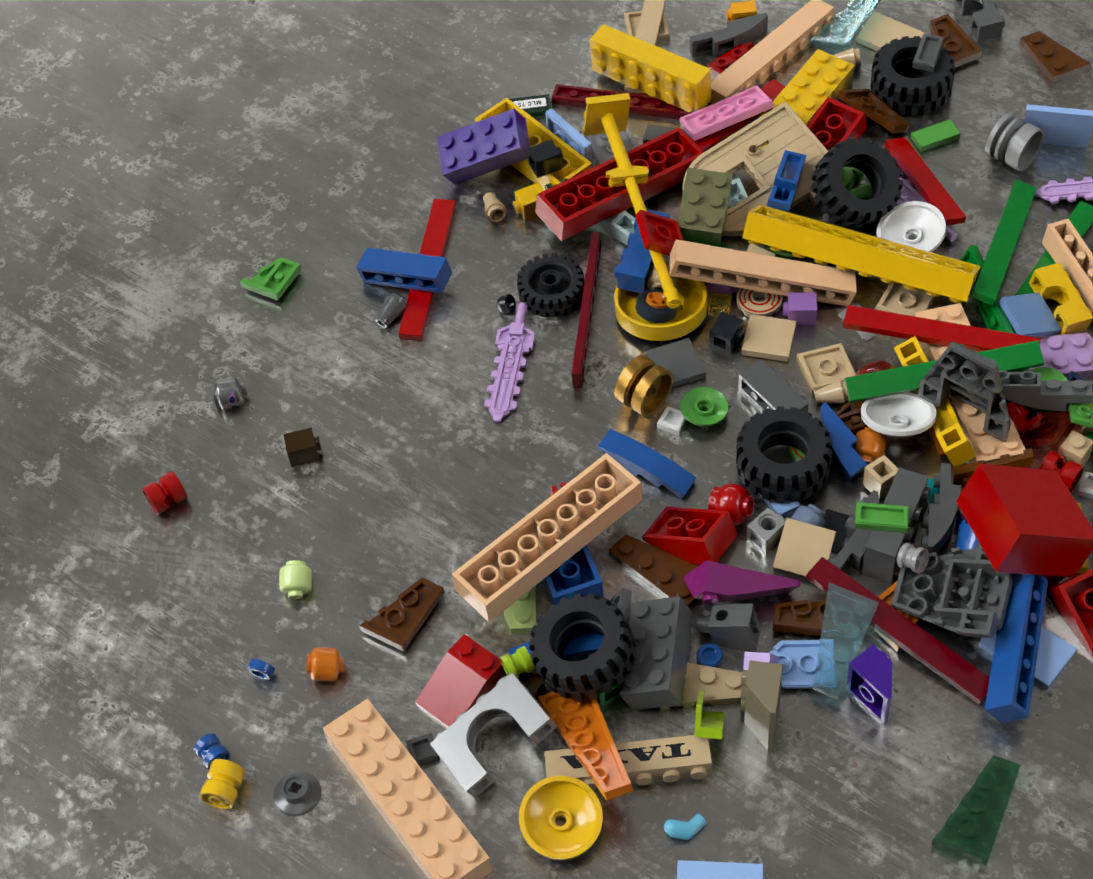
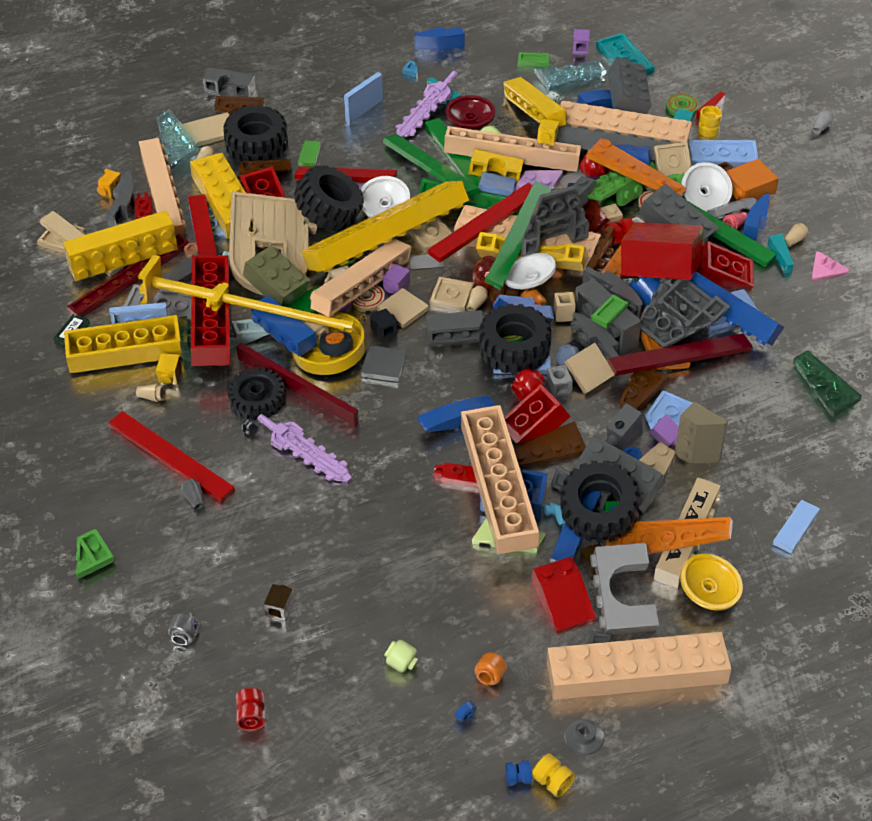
camera: 65 degrees left, 5 degrees down
(404, 270) = (168, 465): blue brick -> none
(405, 616) = (481, 604): reddish brown wing -> none
(483, 146) = (102, 363): dark purple brick -> none
(517, 662) = (582, 546): lime wheel -> none
(545, 158) = (153, 333): black brick -> none
(643, 385) = (398, 381): pearl gold wheel -> none
(658, 232) = (289, 303): red tile -> none
(671, 421) = (429, 387): white tile -> none
(684, 830) = (752, 526): medium azure arm -> none
(704, 406) = (435, 363): bright green dish -> none
(708, 723) = (685, 472): lime panel -> none
(726, 113) = (198, 230): bright pink tile -> none
(726, 583) = (595, 412): magenta wedge -> none
(786, 181) = (295, 228): blue slope -> none
(842, 634) = (671, 379): clear light blue wing -> none
(871, 681) = (715, 382): dark purple slope -> none
(913, 558) = (646, 315): light grey wheel -> none
(928, 52) = (255, 112): dark grey tile -> none
(1014, 141) = (354, 121): light grey wheel -> none
(1052, 57) = (300, 75): reddish brown wing -> none

